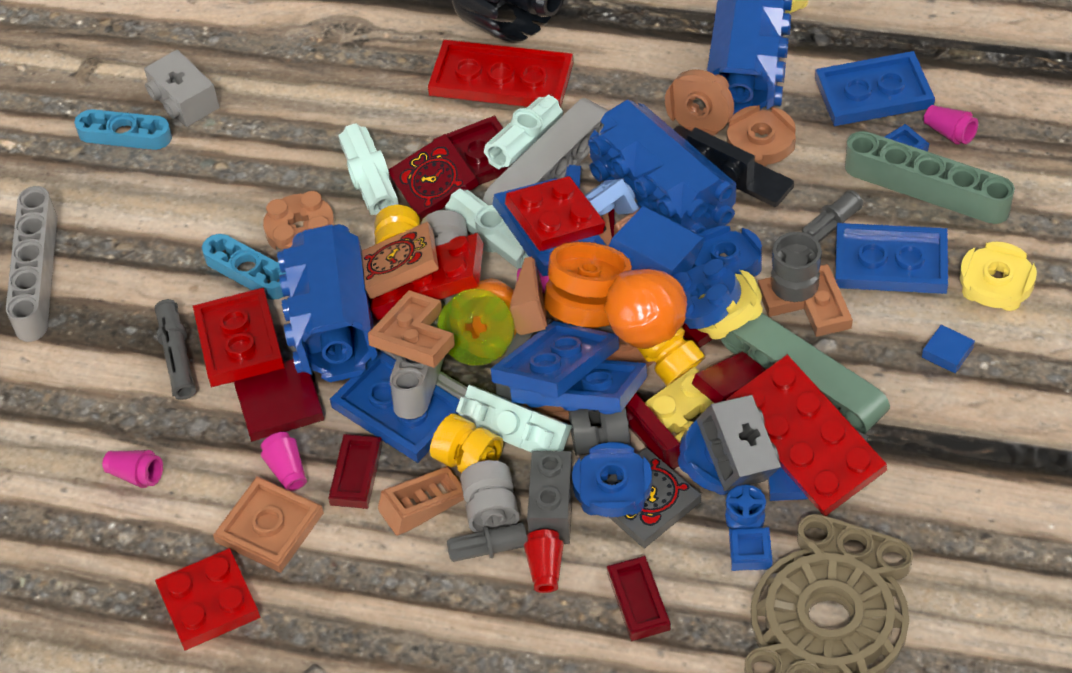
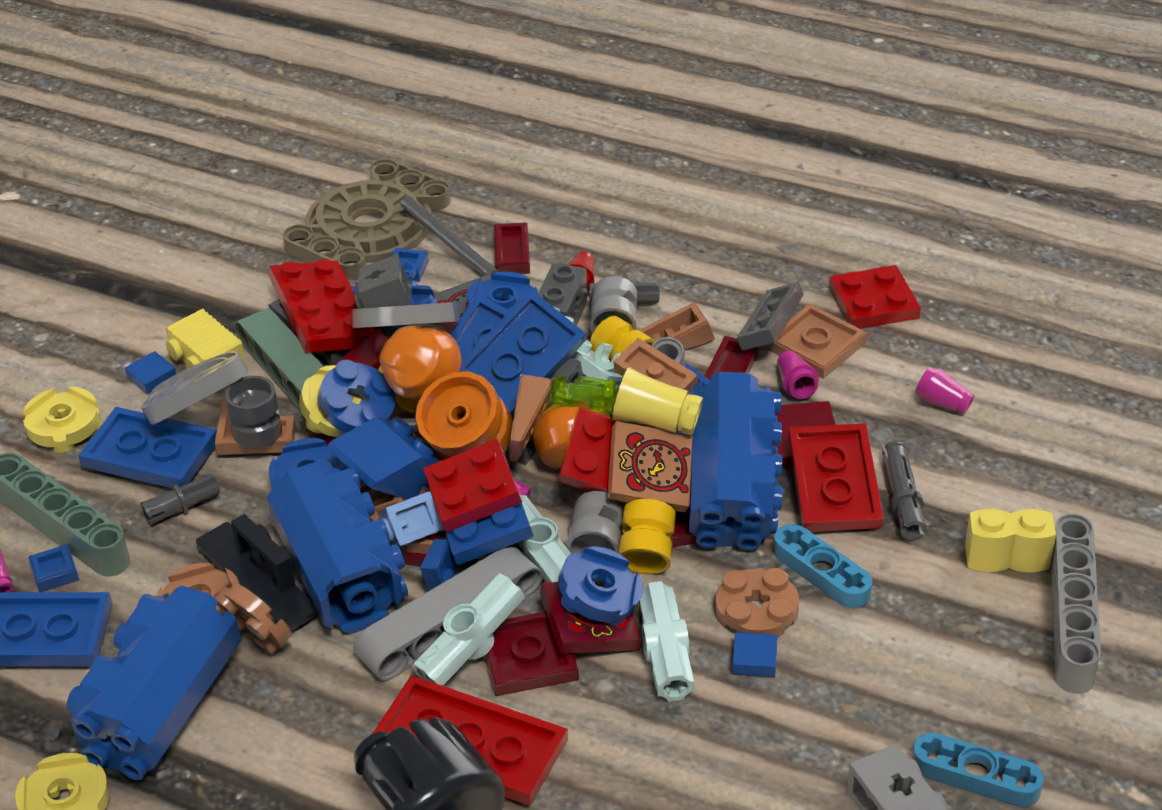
camera: 170 degrees left, 10 degrees down
(81, 302) = (1010, 540): none -> light yellow brick
(295, 180) = (755, 654): none -> blue tile
(316, 519) = (770, 317): none -> dark grey plate
(399, 279) = (656, 404): none -> light yellow plant
(437, 187) = (597, 603): none -> blue plate
(660, 375) = (405, 315): none -> light grey beam
(714, 581) = (447, 236): none -> dark grey bar
(885, 269) = (193, 385): none -> light grey beam
(907, 374) = (199, 339): none -> light yellow brick

